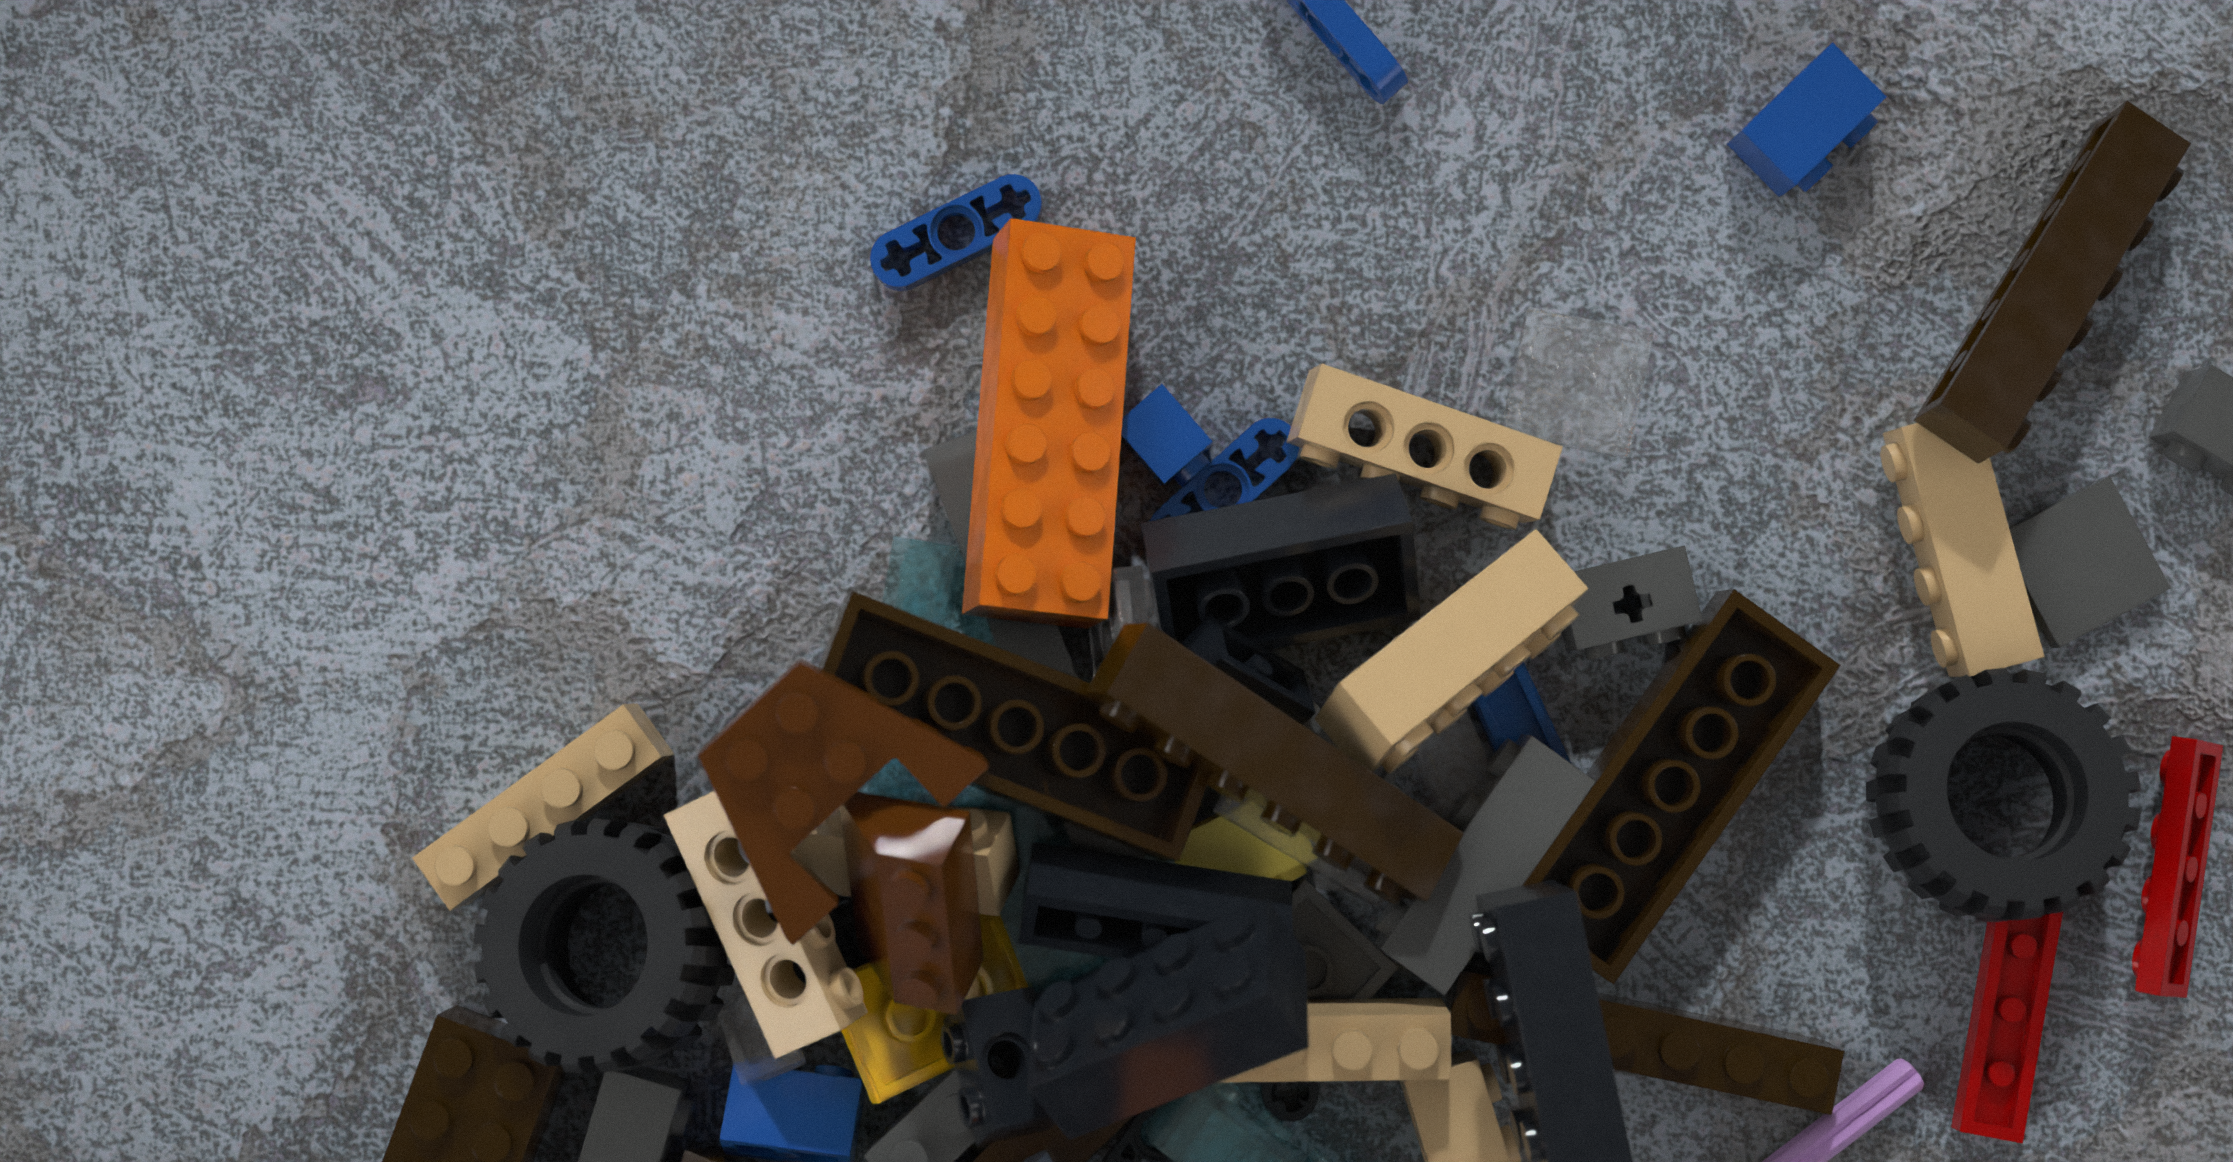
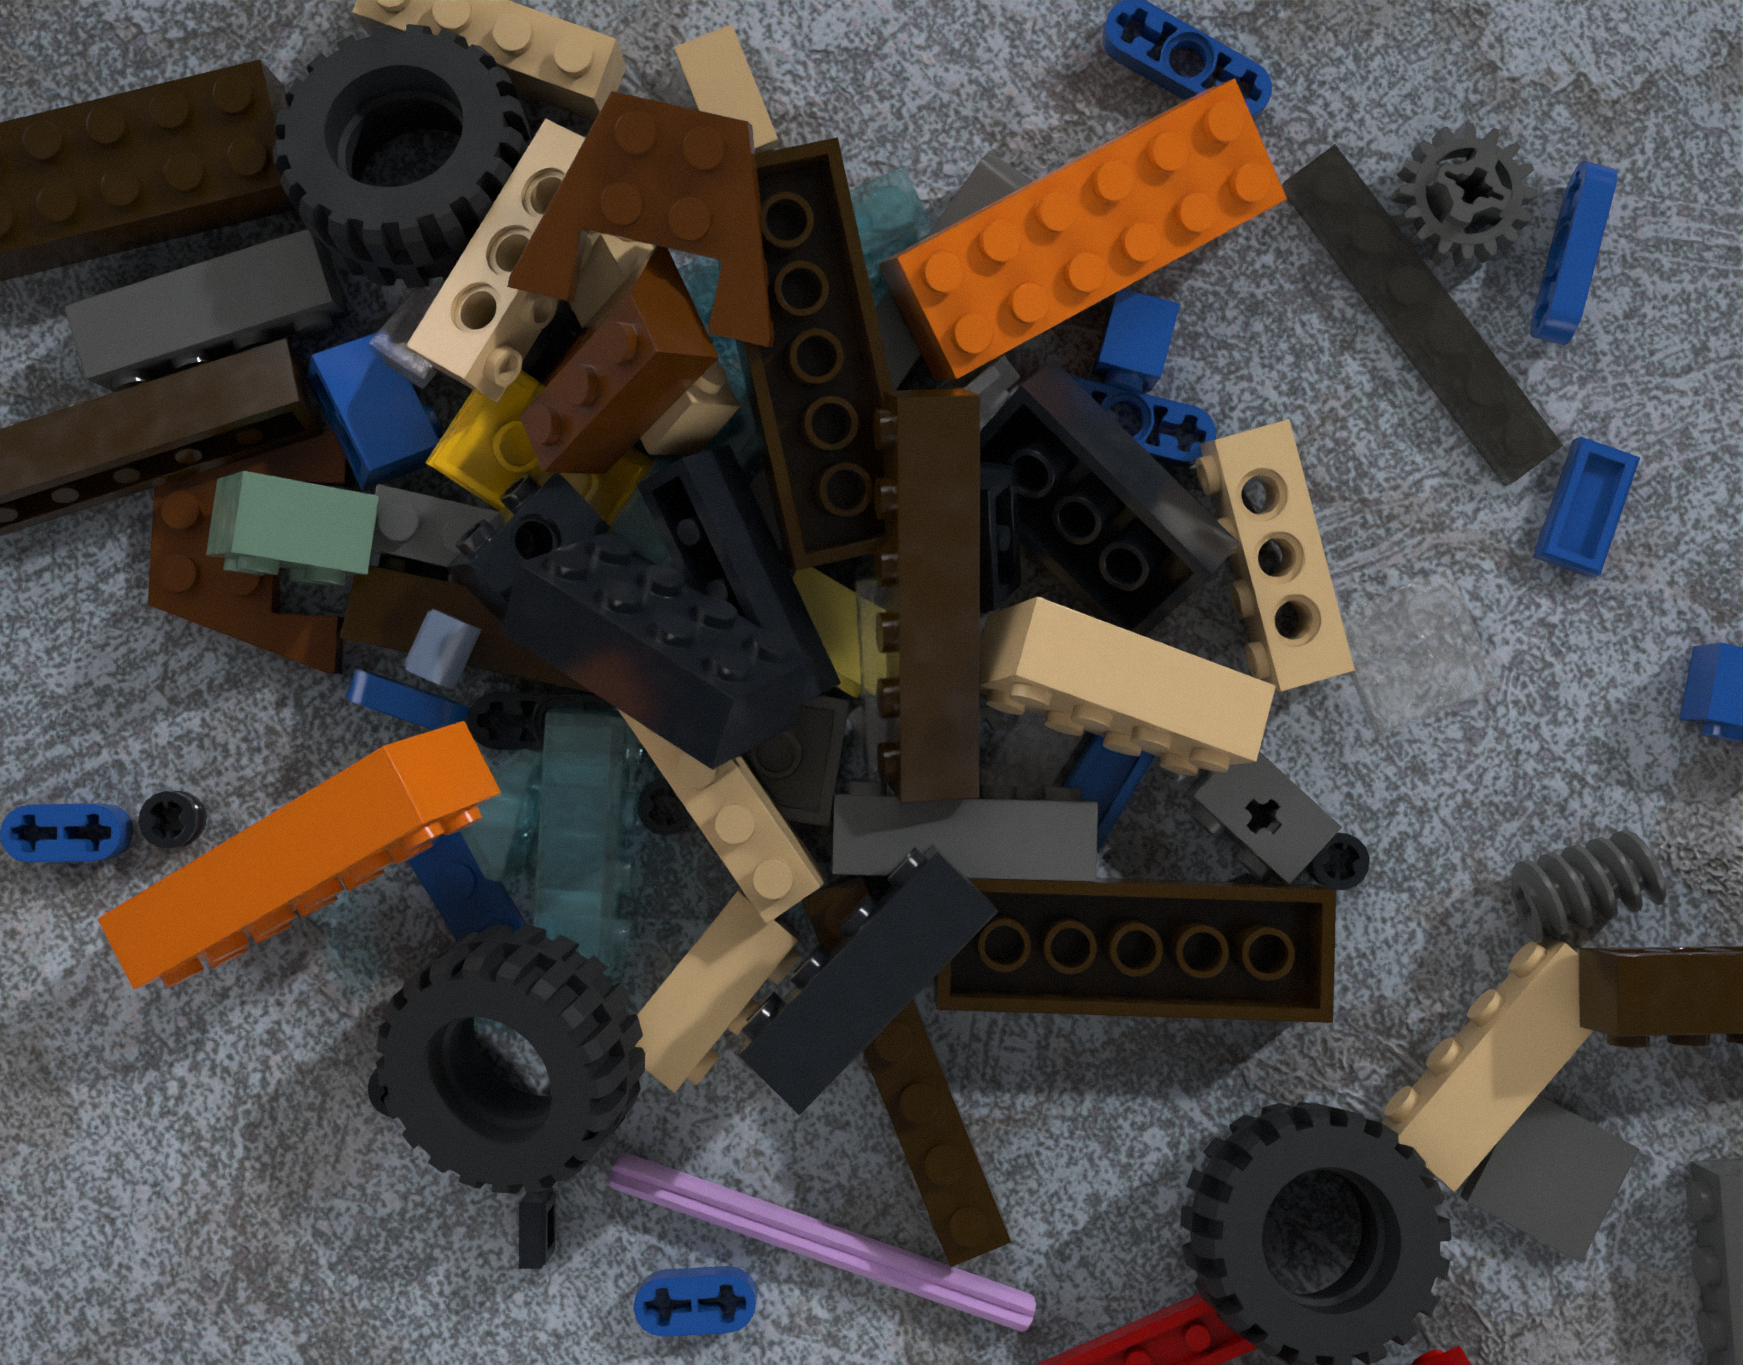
camera: 55 degrees right, 0 degrees up
(723, 637) = (724, 83): none -> tan tile
(1248, 65) = (1492, 195): none -> dark grey gear
(1301, 183) = (1420, 316): none -> clear smoke plate
(1552, 155) = (1586, 507): none -> blue tile
(1721, 548) = (1356, 866): none -> black bush
(1862, 374) = (1585, 879): none -> dark grey piece

